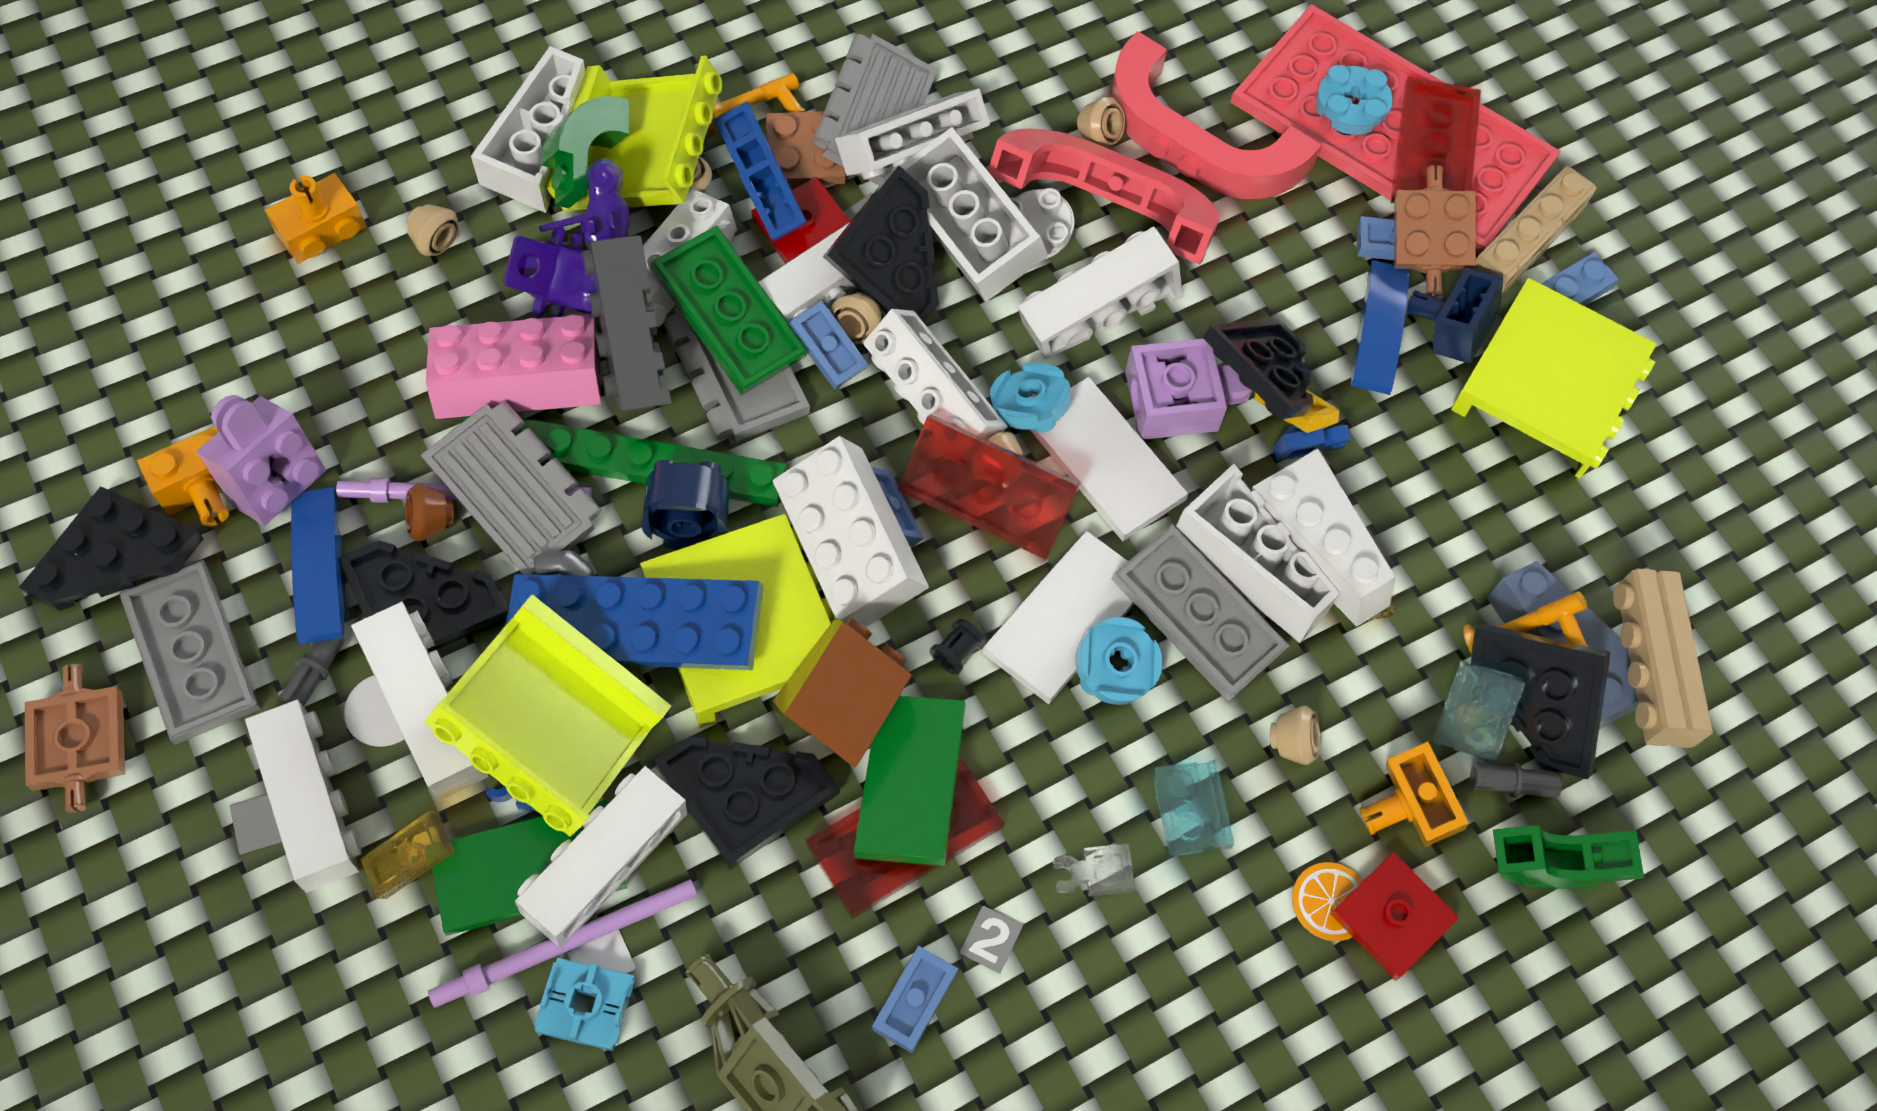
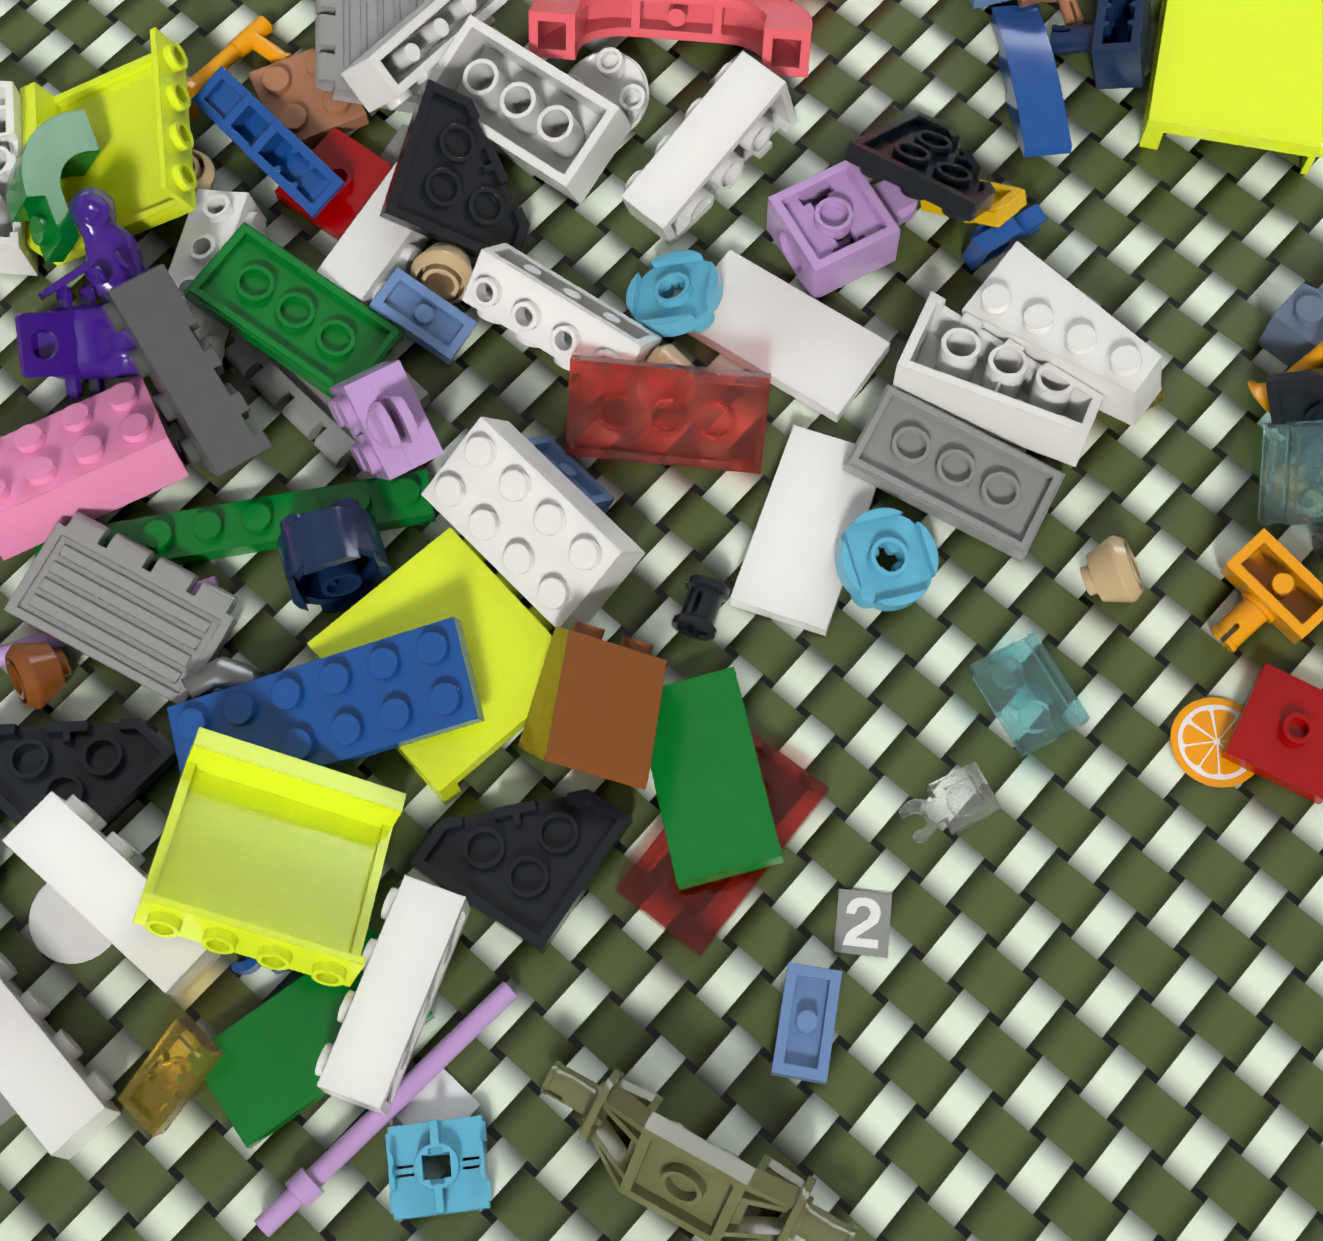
camera: 10 degrees left, 5 degrees up
(765, 414) = (384, 421): none -> lavender brick

